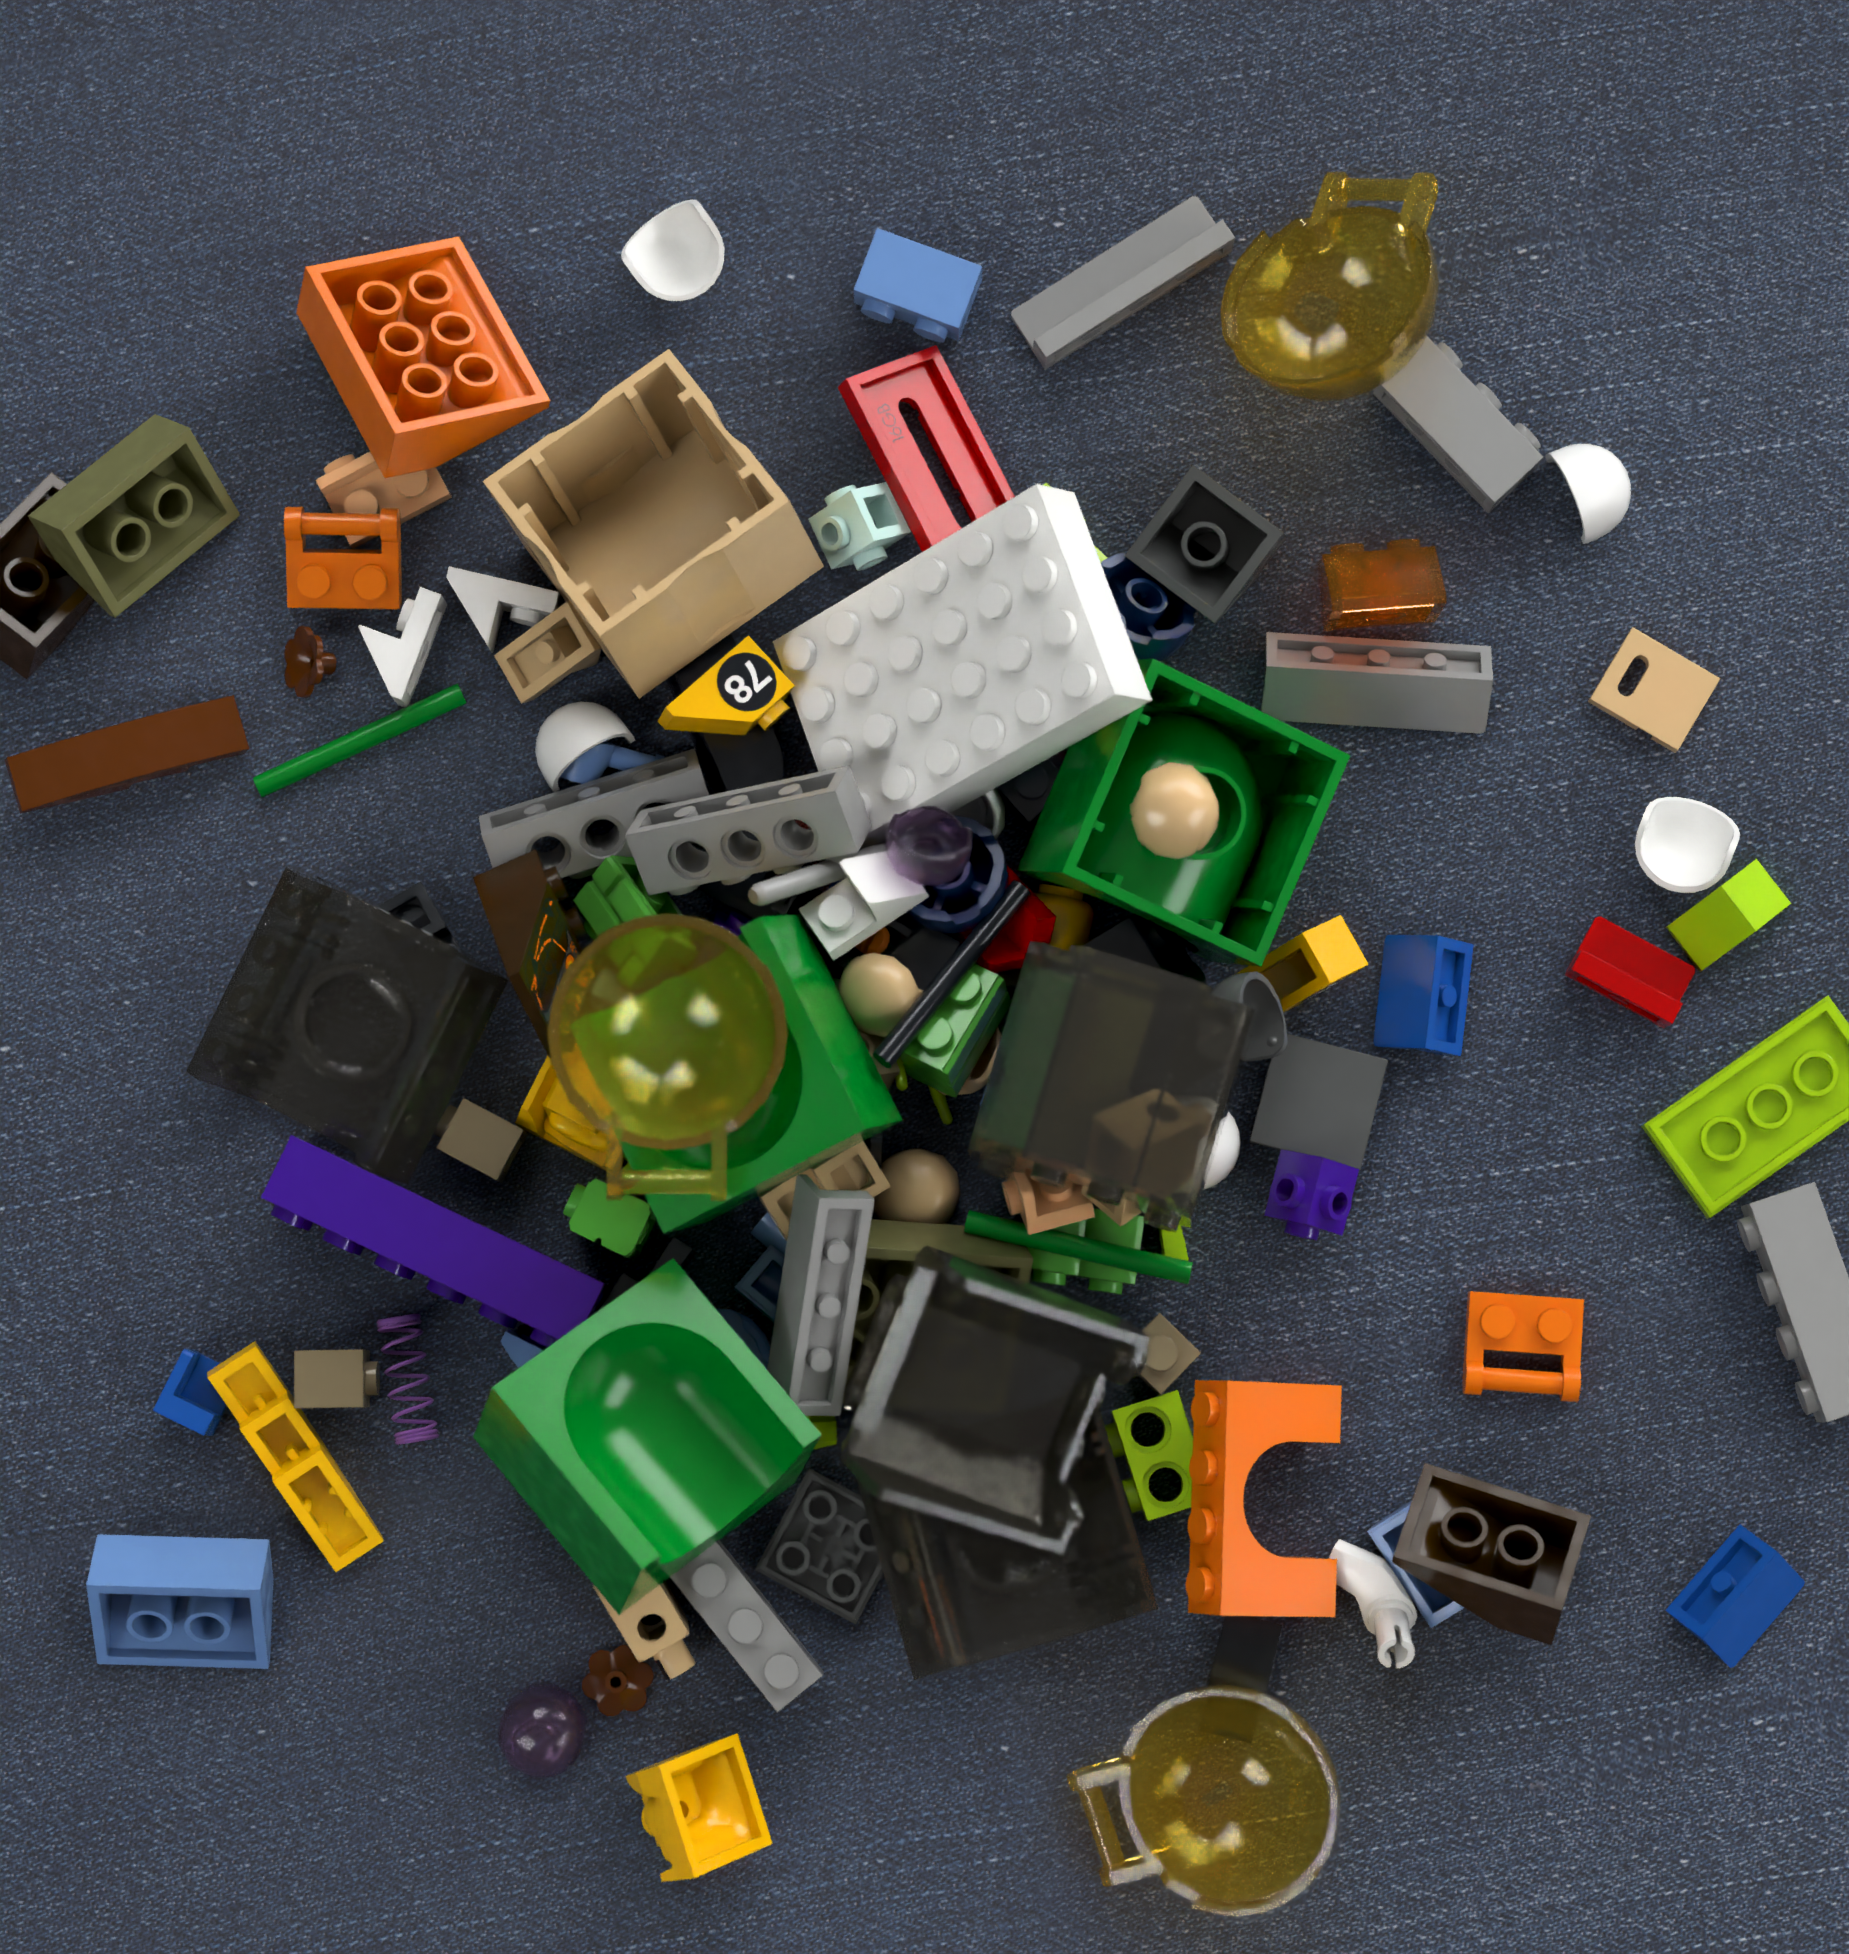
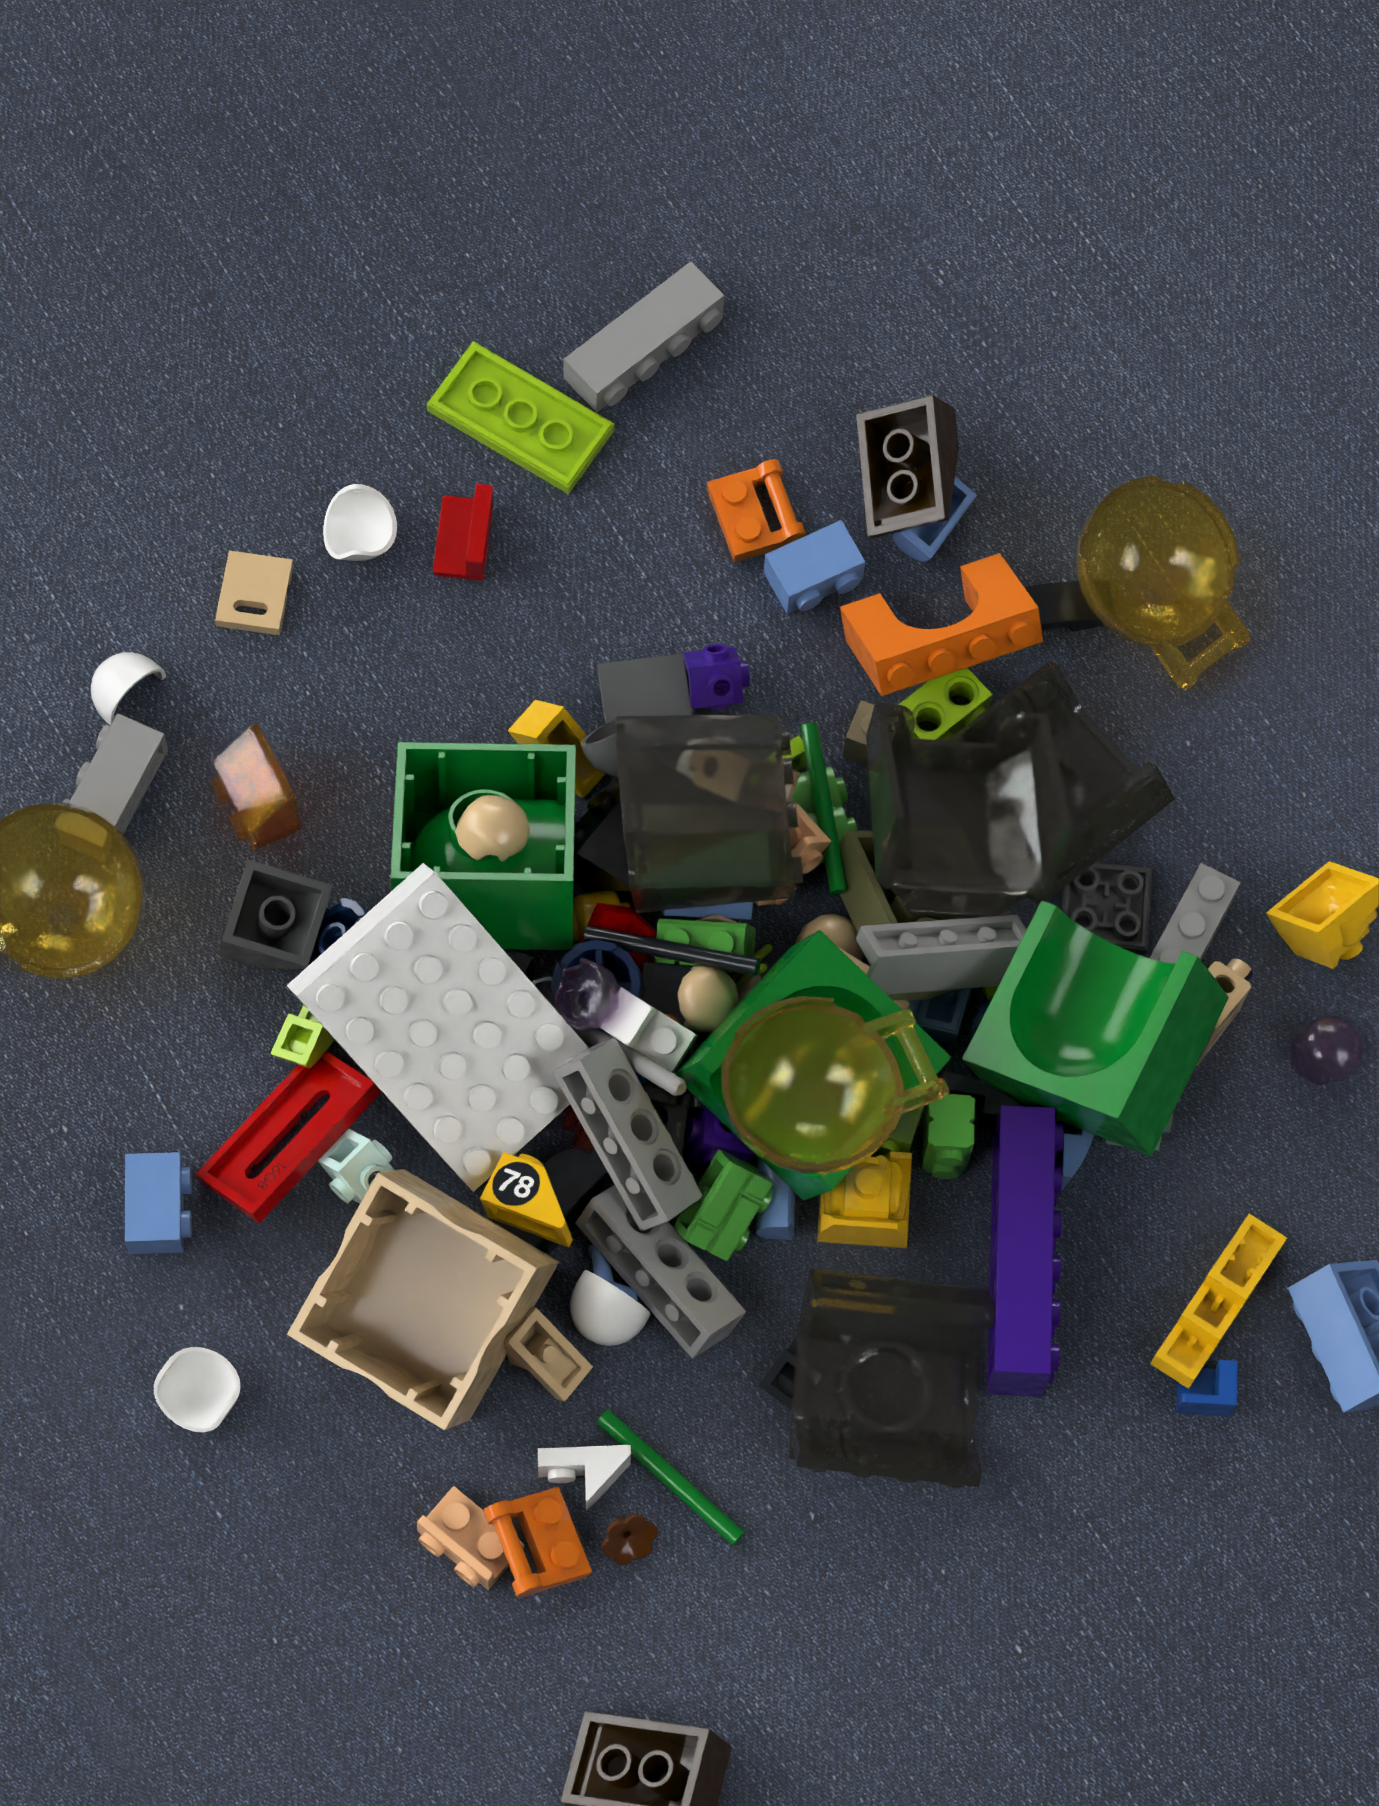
camera: 120 degrees left, 15 degrees down
(126, 754) = (757, 1643): reddish brown slope -> none
(135, 513) = (569, 1710): olive slope -> none
(335, 1378) = (1151, 1292): dark tan brick -> none
(391, 1325) = (1162, 1218): medium lavender piece -> none
(418, 353) = (357, 1541): orange slope -> none
(480, 1139) = (931, 1254): dark tan brick -> none
(489, 596) = (525, 1421): white slope -> none
(531, 931) = (768, 1270): dark brown slope -> none
(634, 1678) = (1264, 1024): reddish brown plant -> none
(1122, 281) = (94, 1061): light grey panel -> none
(1377, 682) = (324, 774): light grey panel -> none
(1381, 1599) = (975, 531): white arm -> none
(1411, 1381) = (814, 568): none -> medium blue brick
(1423, 994) = (540, 663): blue panel -> none
(1728, 915) = (401, 483): lime slope -> none
(1736, 1595) = (863, 320): blue panel -> none

